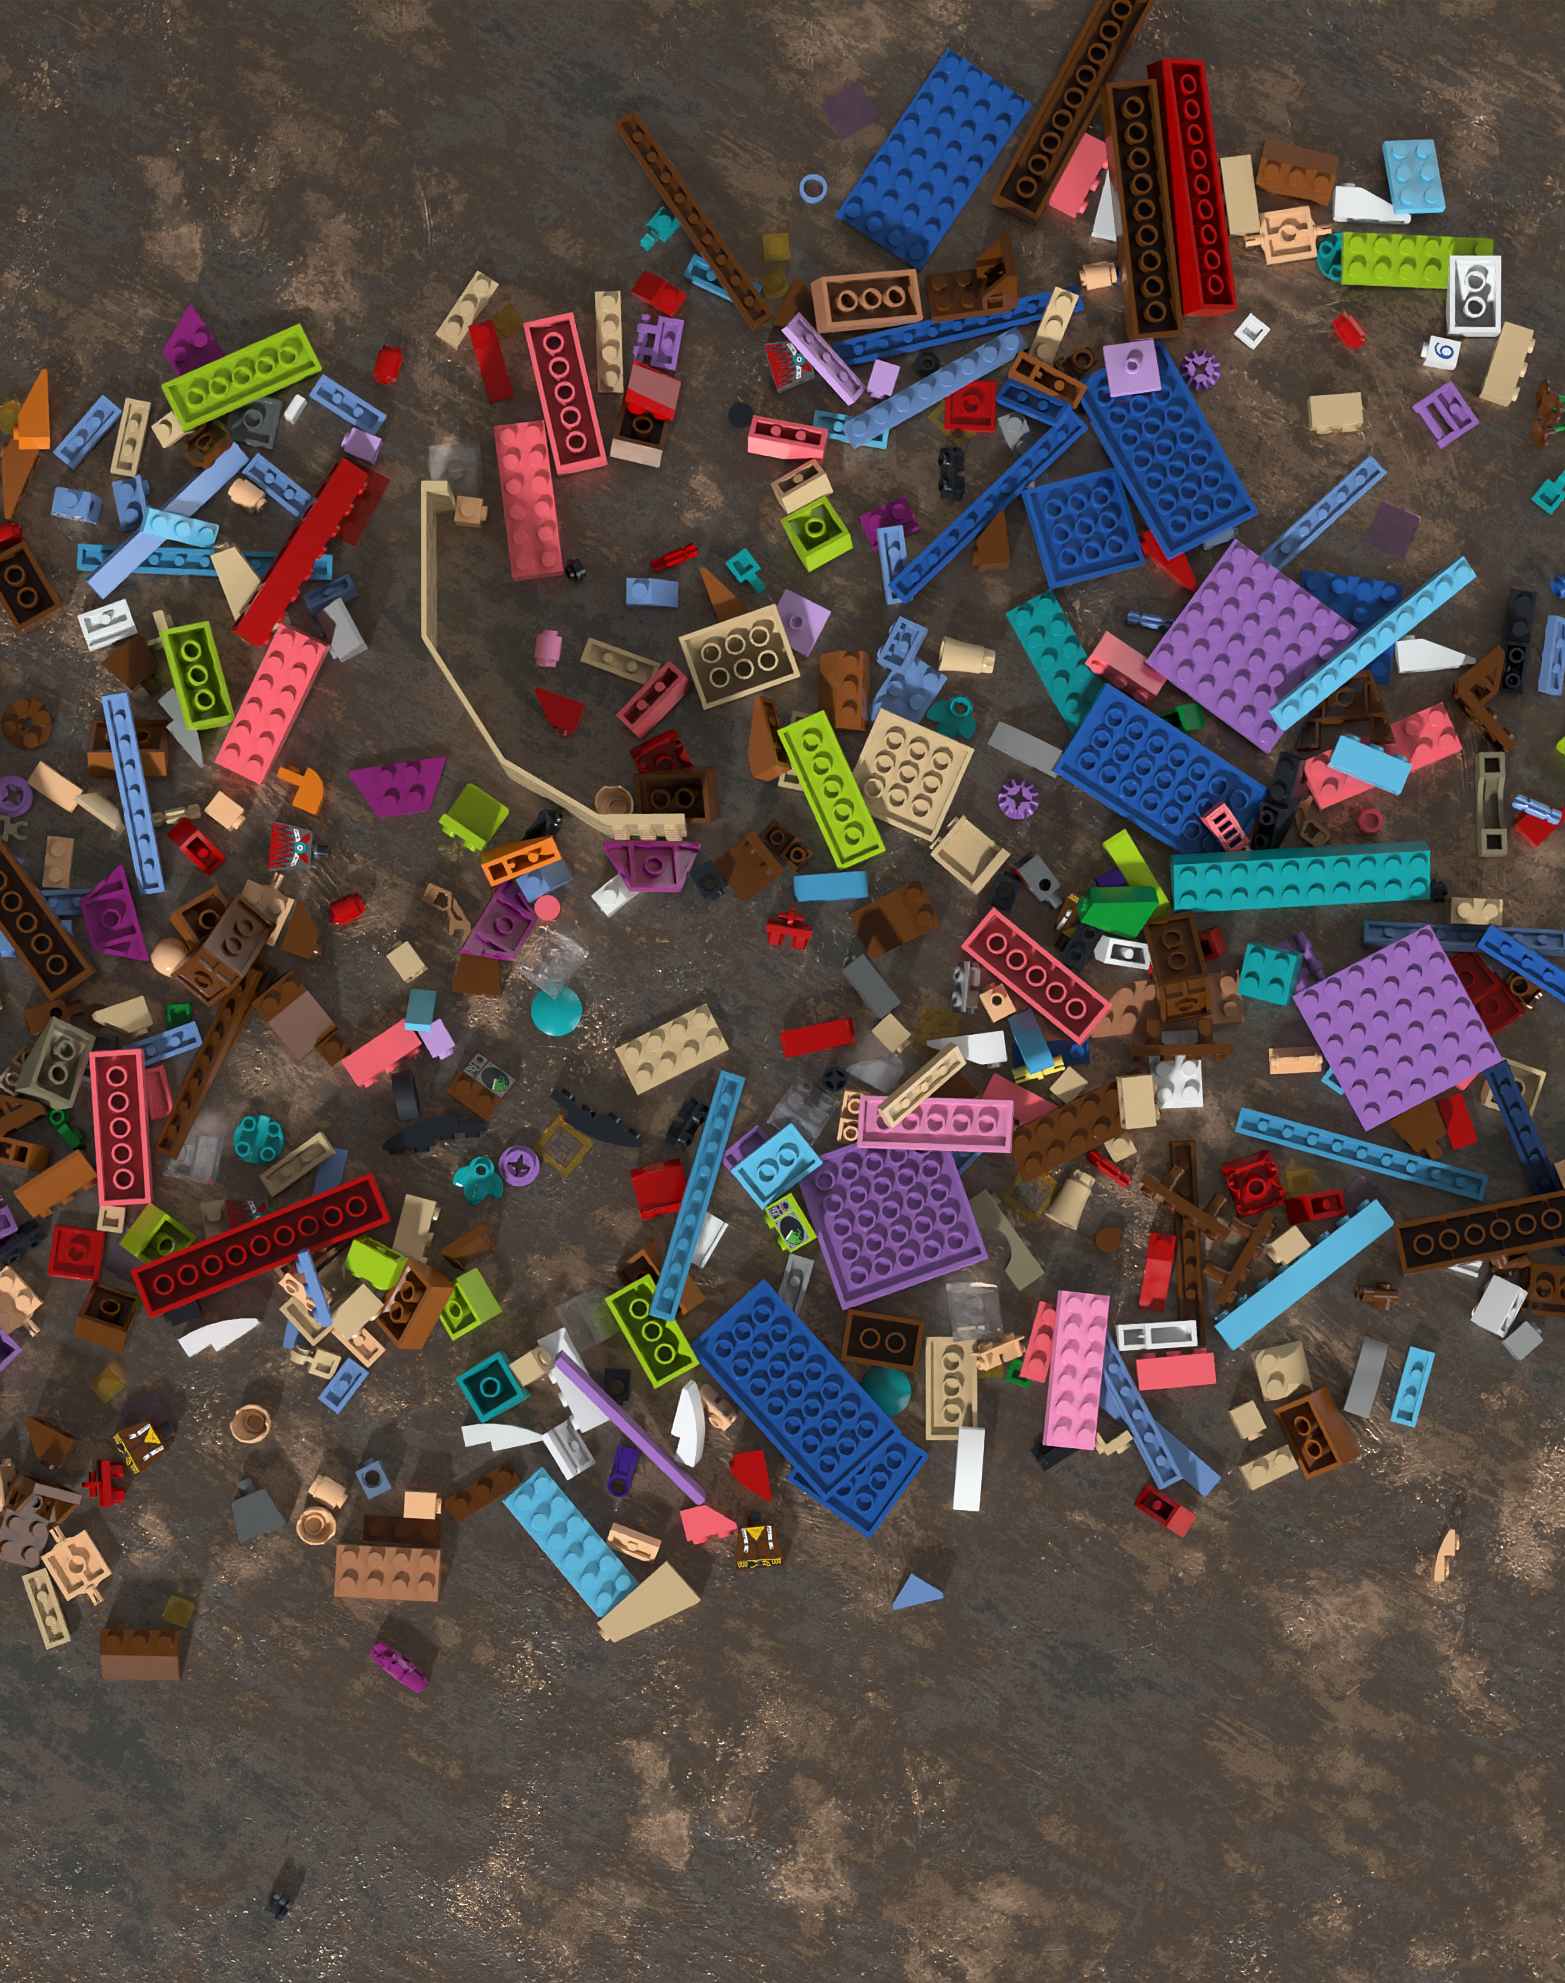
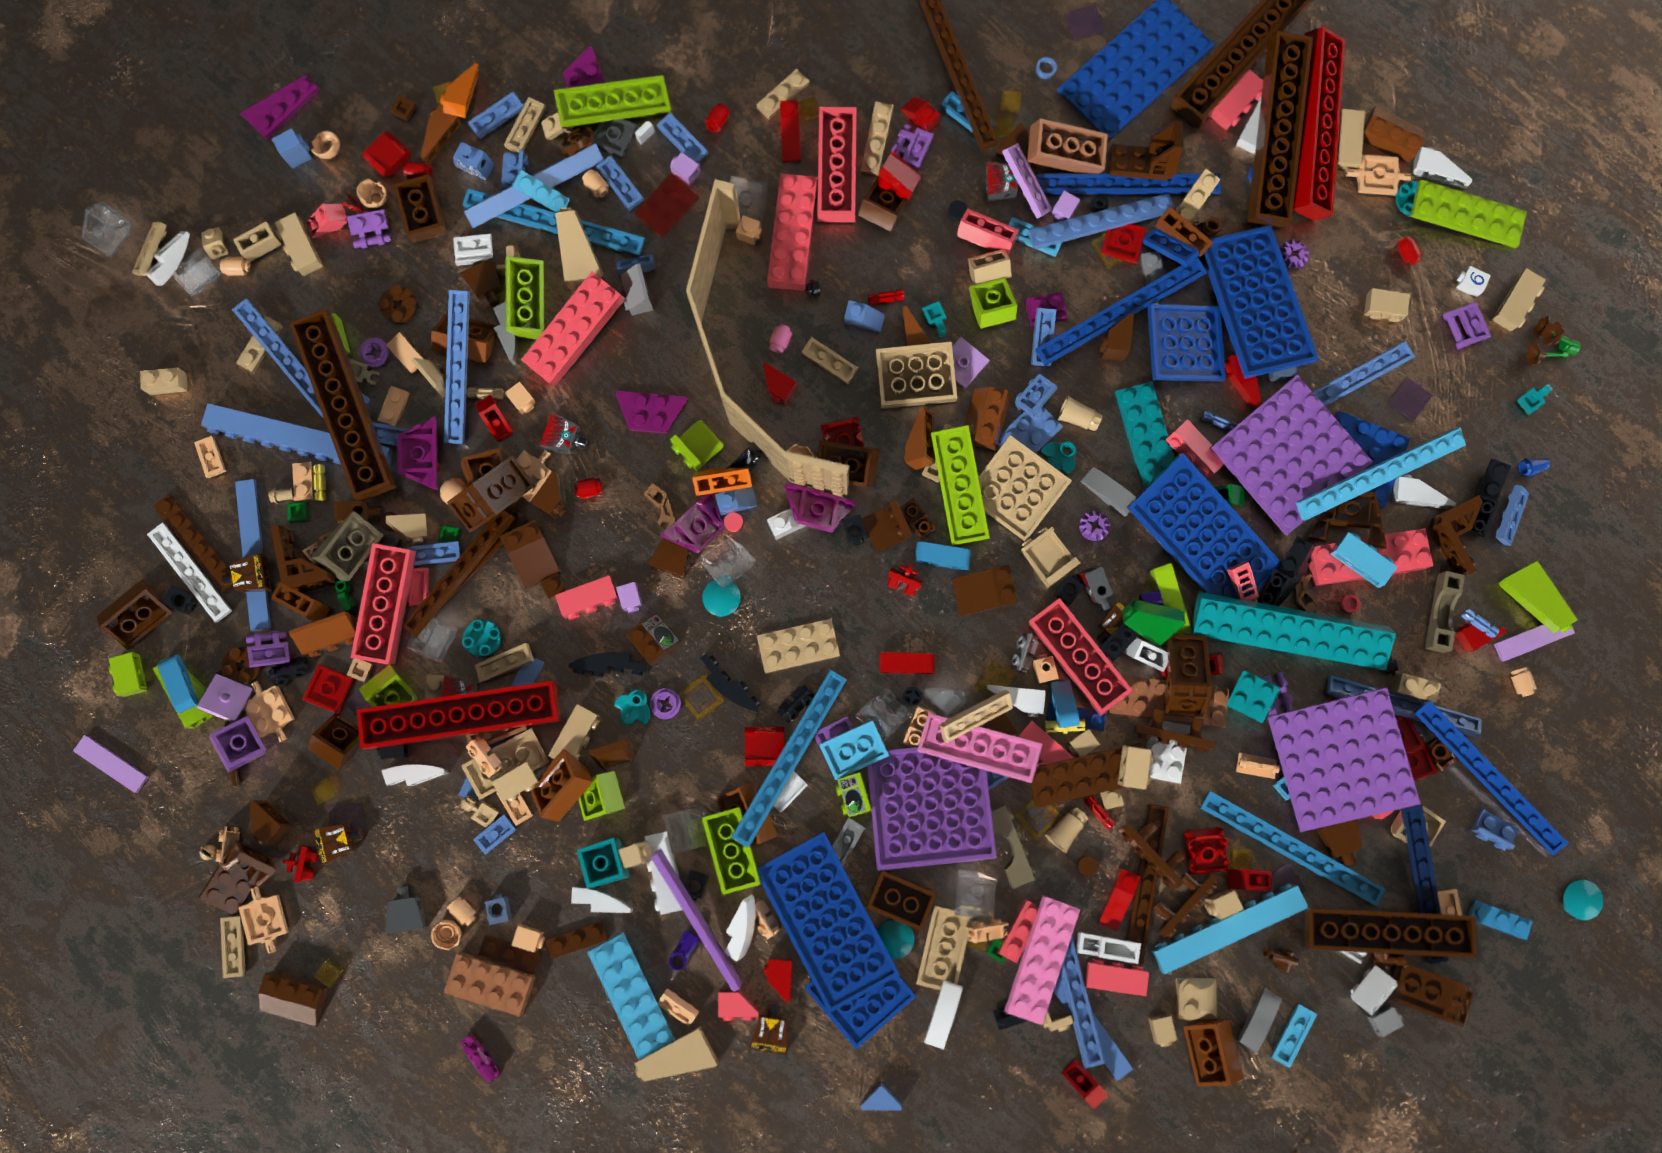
camera: 20 degrees right, 5 degrees down
(250, 1423) = (418, 846): light nougat hair -> none
(300, 552) = (619, 226): red brick -> none
(311, 788) = (585, 397): orange brick -> none
(313, 1288) = (486, 756): medium blue plate -> none
(375, 1262) = (539, 748): lime brick -> none
(405, 1095) = (595, 631): black tyre -> none
(406, 961) = (621, 534): tan brick -> none
(420, 1010) = (622, 572): medium azure tile -> none
(568, 1449) = (647, 924): white plate -> none
(654, 700) = (847, 391): coral brick -> none
(661, 227) = (931, 69): teal plate -> none
(870, 986) = (955, 634): dark grey window -> none
(892, 1034) = (962, 673): tan brick -> none
(951, 485) = (1100, 275): black hinge -> none
(1097, 275) = (1235, 171): light nougat brick -> none
(1131, 368) = (1247, 239): lavender plate -> none
(1252, 331) = (1338, 235): white plate -> none
(1268, 1466) = (1171, 1070): tan brick -> none
(1413, 176) = (1479, 154): medium azure plate -> none
(1457, 1121) = (1370, 842): red tile -> none
(1473, 296) = (1506, 246): white slope -> none

